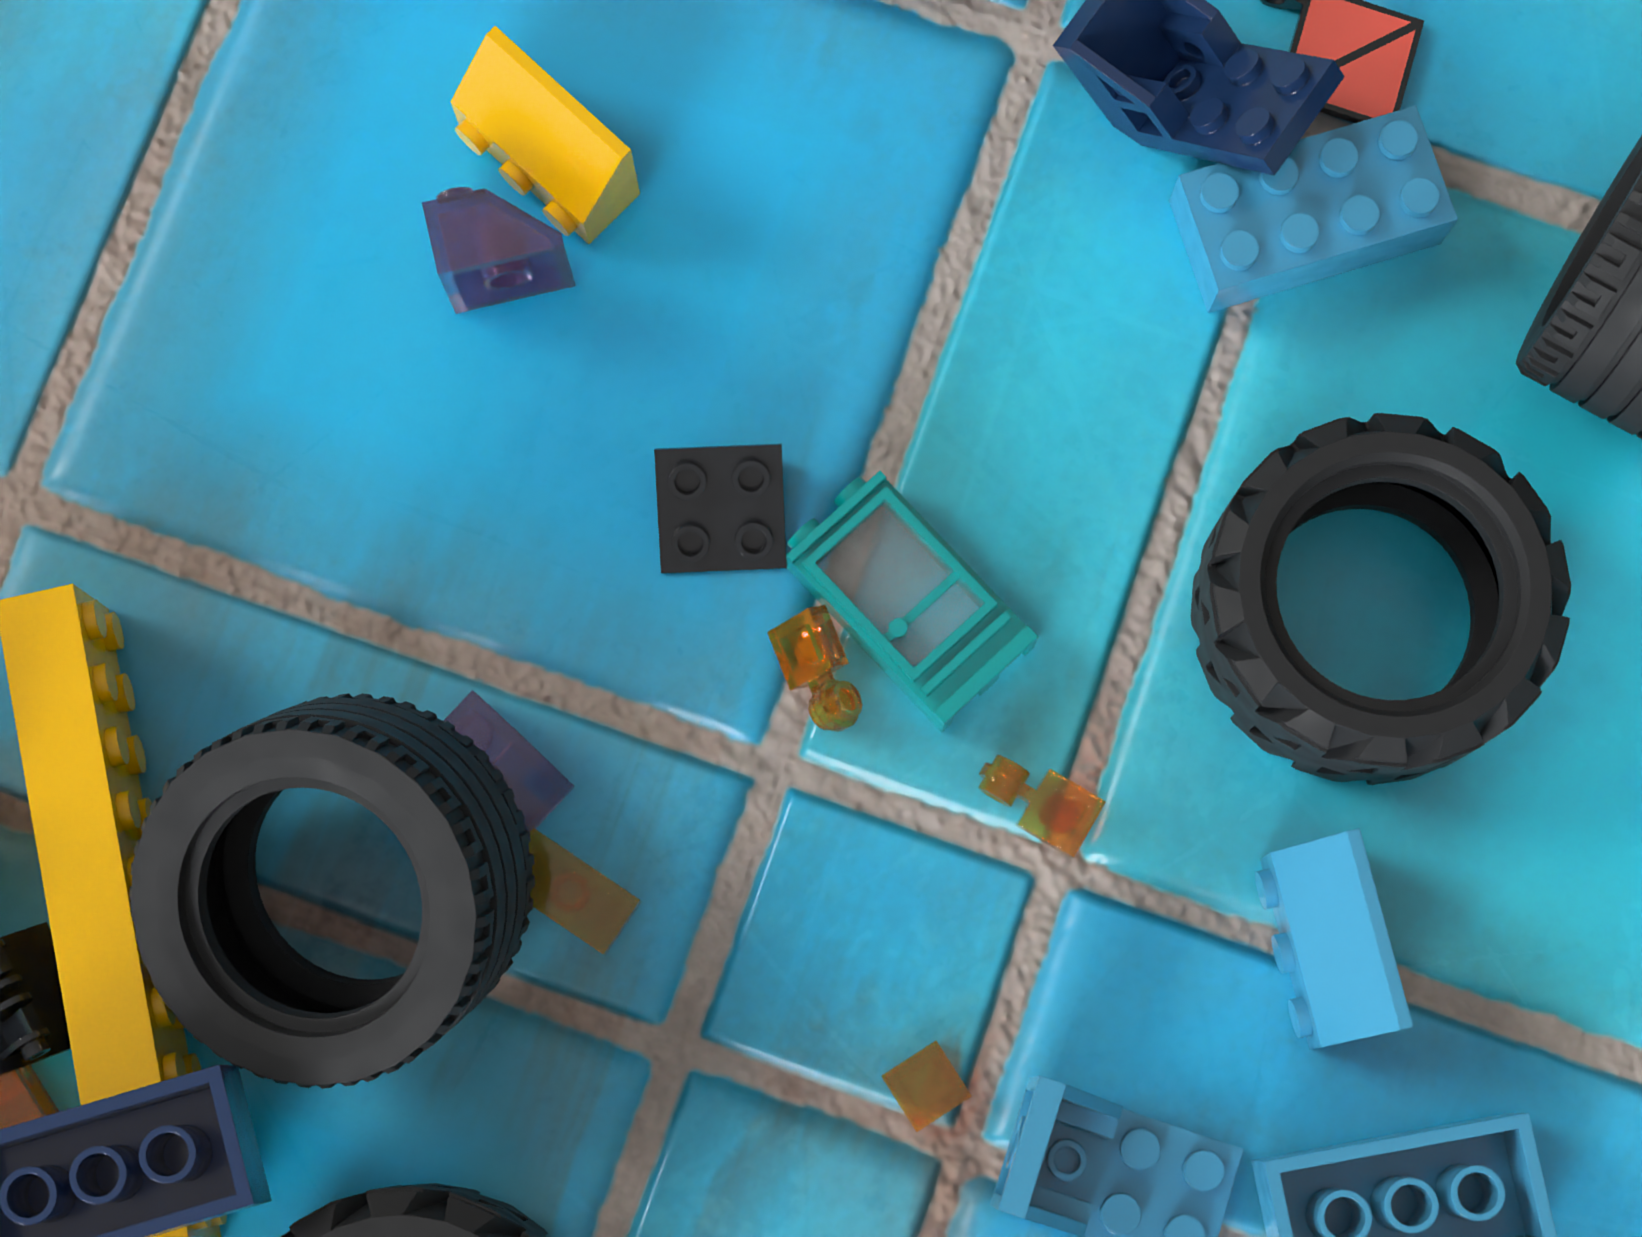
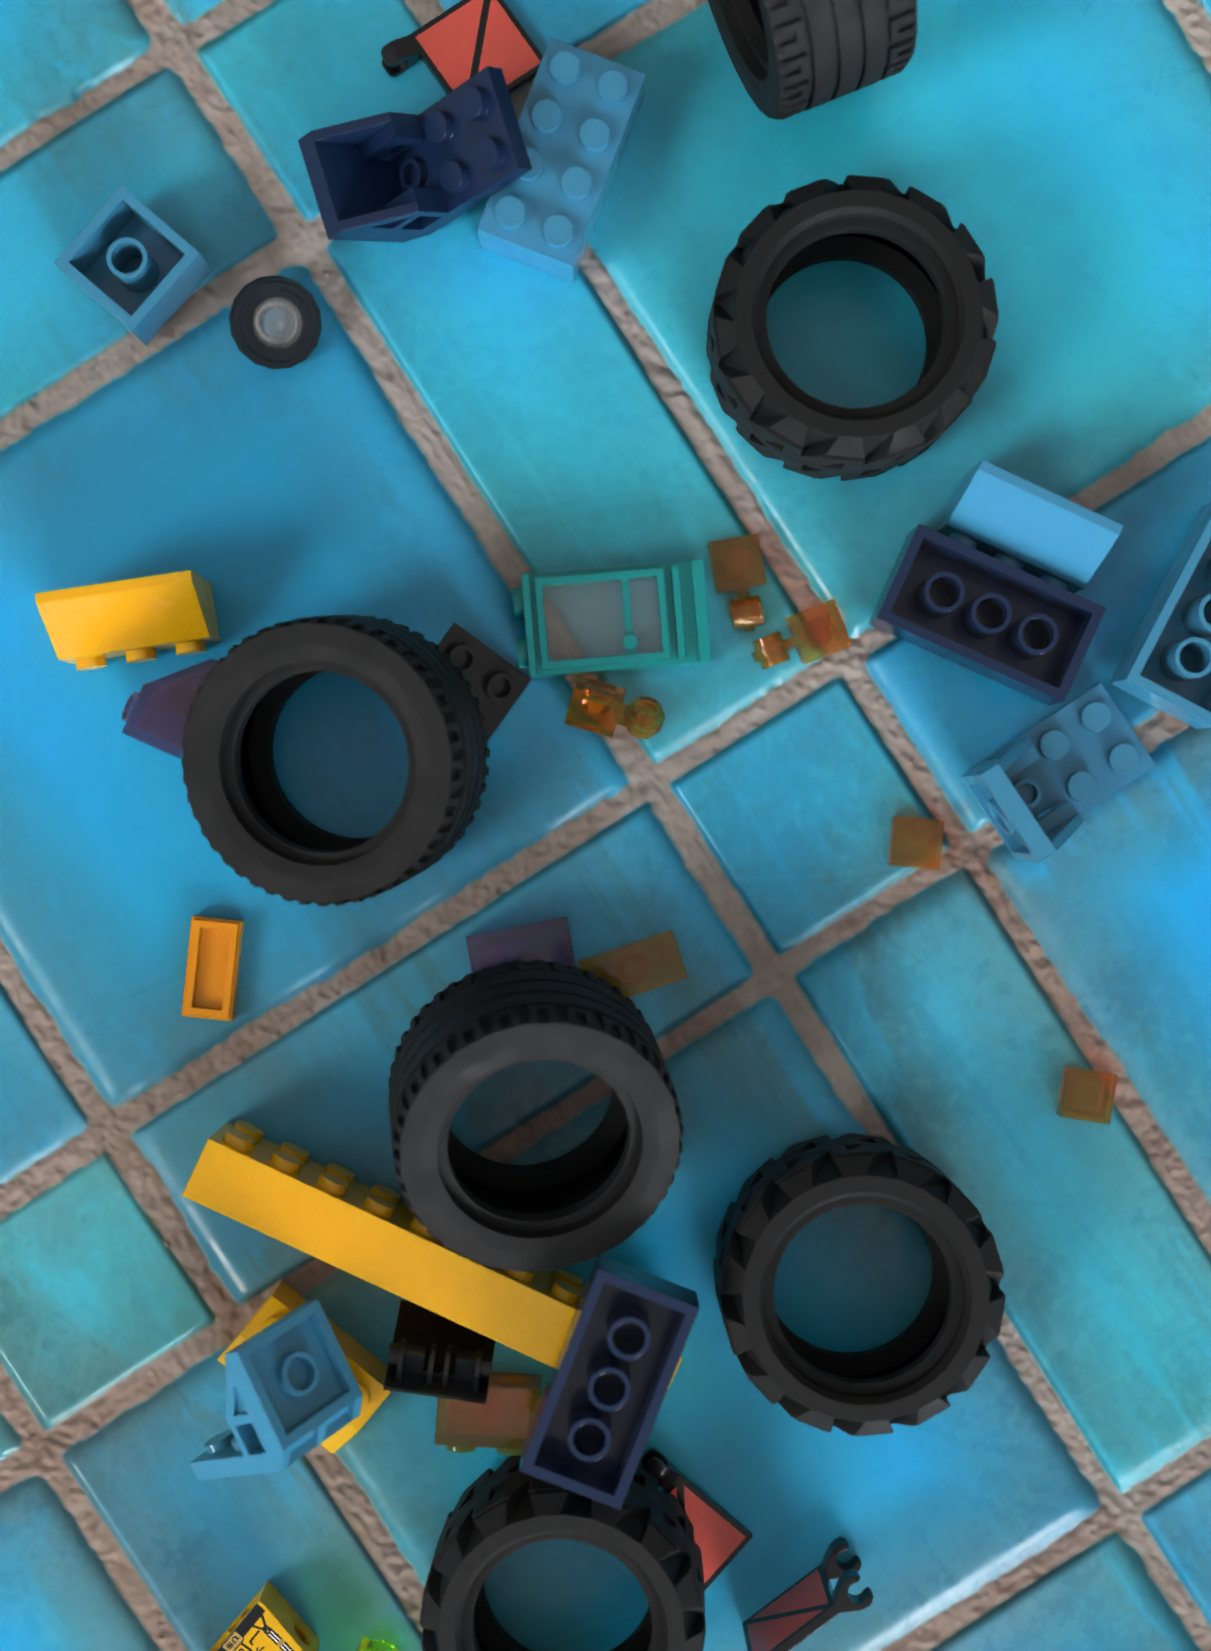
camera: 50 degrees left, 10 degrees up
(255, 476) = (213, 968): none -> light orange tile
(479, 327) = (235, 778): none -> black tyre
(937, 63) = (275, 322): none -> black wheel
(1060, 684) = (739, 566): none -> clear orange plate
(1213, 969) = (986, 615): none -> dark blue brick

